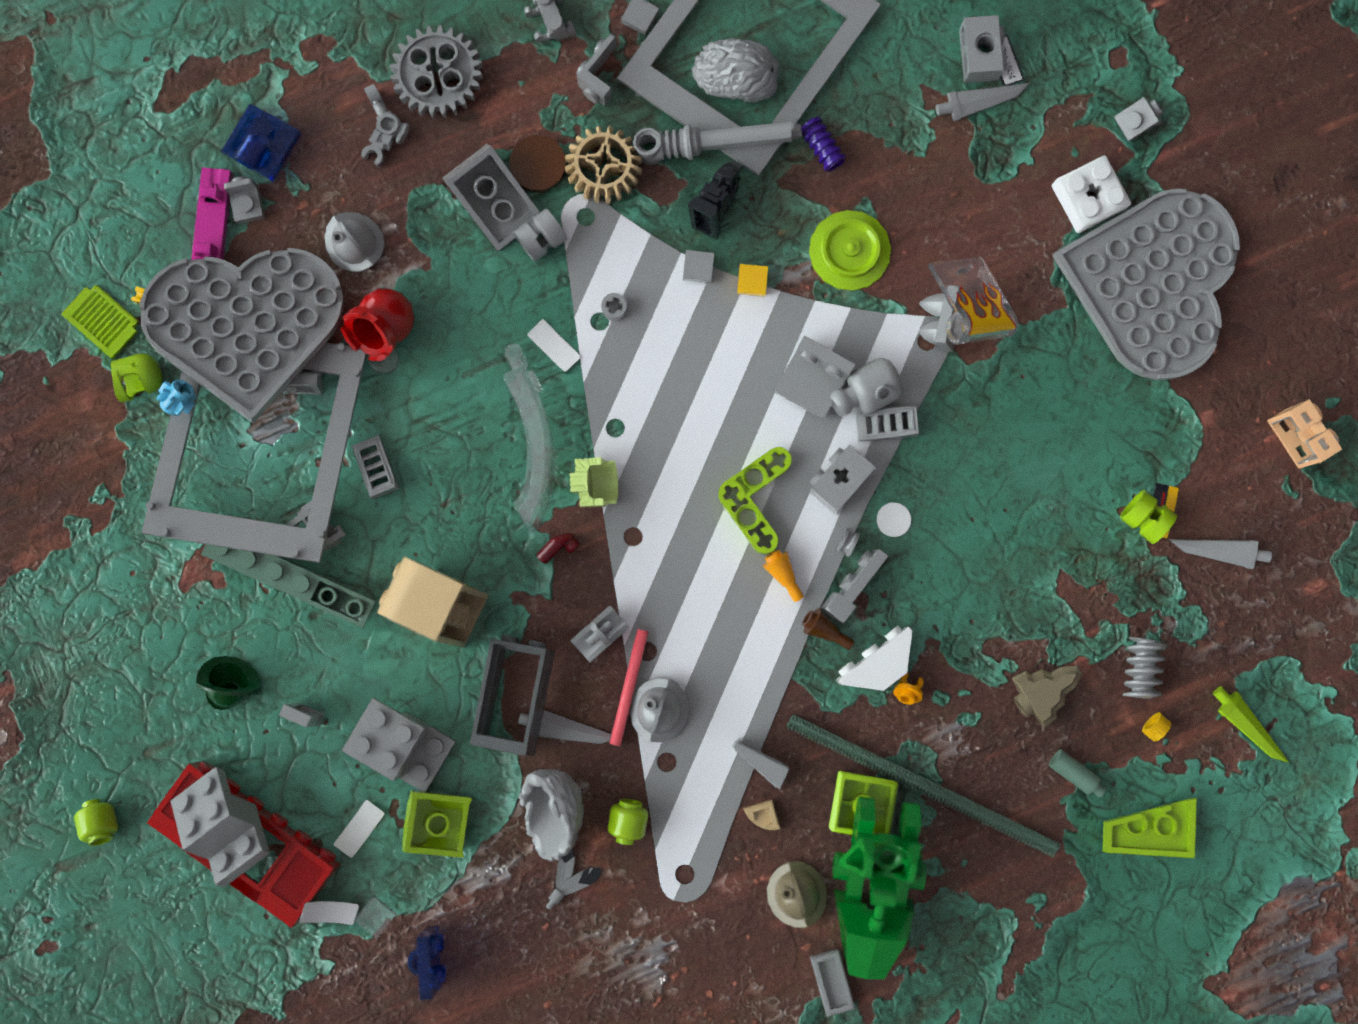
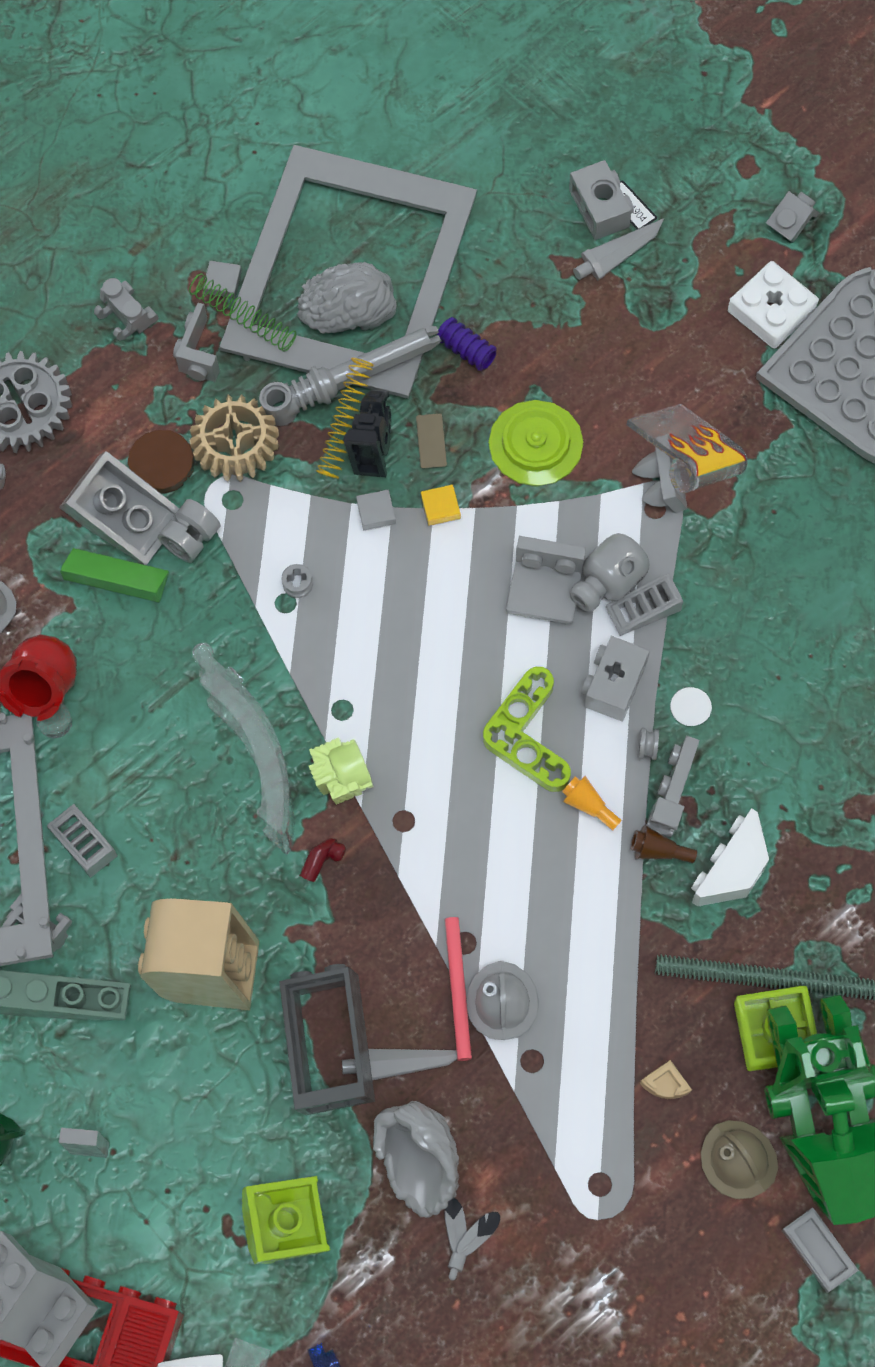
camera: 15 degrees left, 15 degrees down
(359, 829) = (193, 1263): white sticker -> none
(399, 745) = (210, 1140): light grey bracket -> none
(470, 250) = (114, 575): none -> bright green slope
(554, 345) = (242, 644): white sticker -> none
(600, 633) = (403, 936): light grey hips -> none
(616, 19) = (279, 341): none -> bright green piece
(627, 821) = (511, 1139): lime head -> none
(704, 167) = (347, 416): none -> yellow piece
(764, 219) = (431, 440): none -> dark tan sticker
(767, 766) = (648, 1020): light grey slope -> none
(908, 693) = (779, 884): light orange plate -> none

